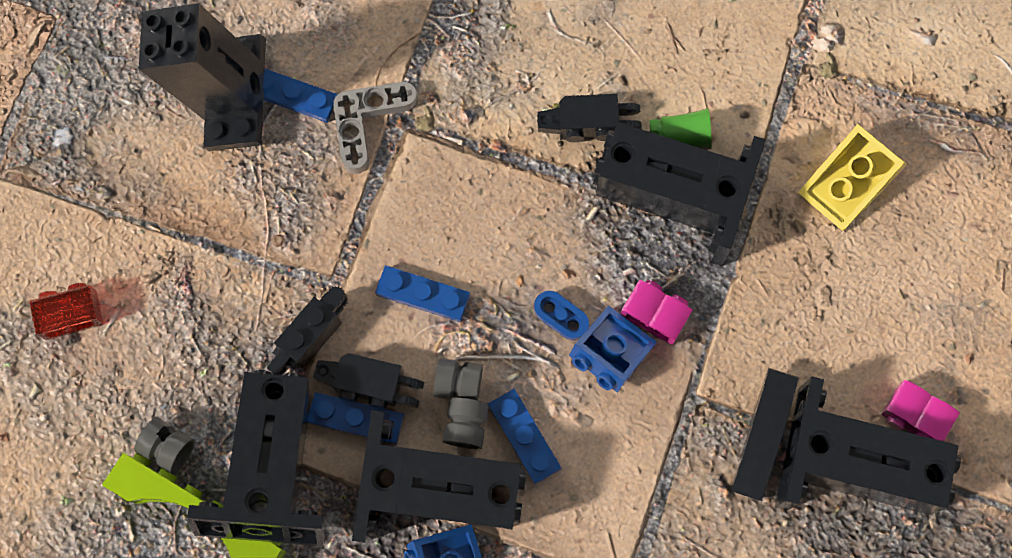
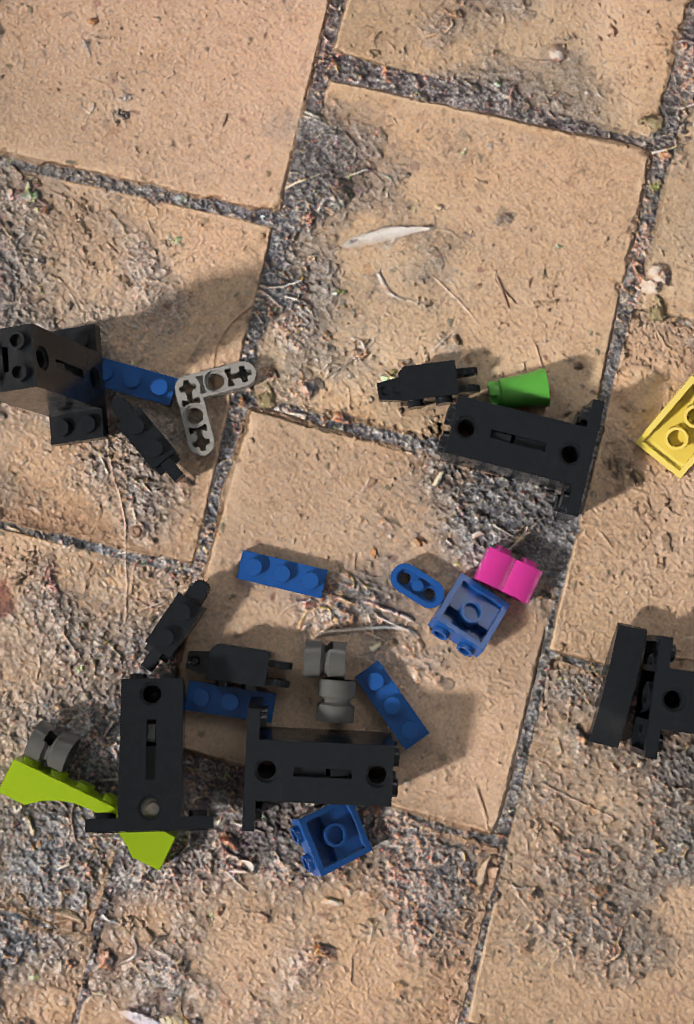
camera: 10 degrees left, 10 degrees up
(300, 147) = (147, 439): none -> black hinge

